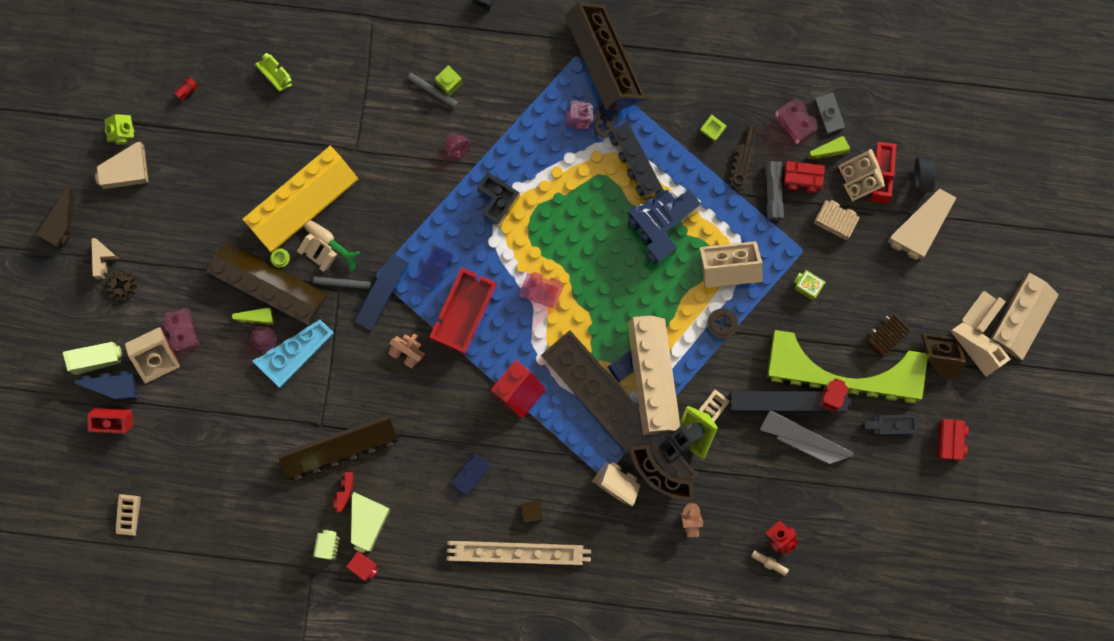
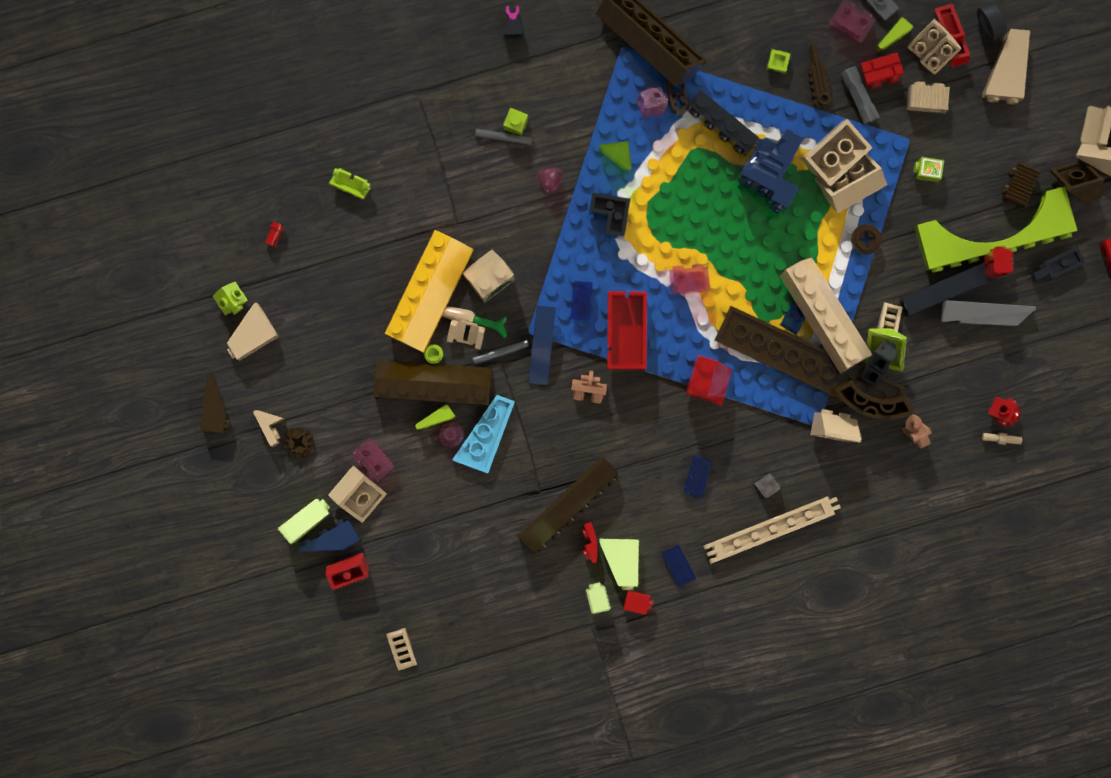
camera: 25 degrees left, 5 degrees up
(361, 209) = (488, 275): none -> tan slope
(416, 549) = (678, 565): none -> clear blue plate
(529, 148) = (618, 153): none -> clear neon green slope
(728, 232) = (836, 153): none -> tan slope

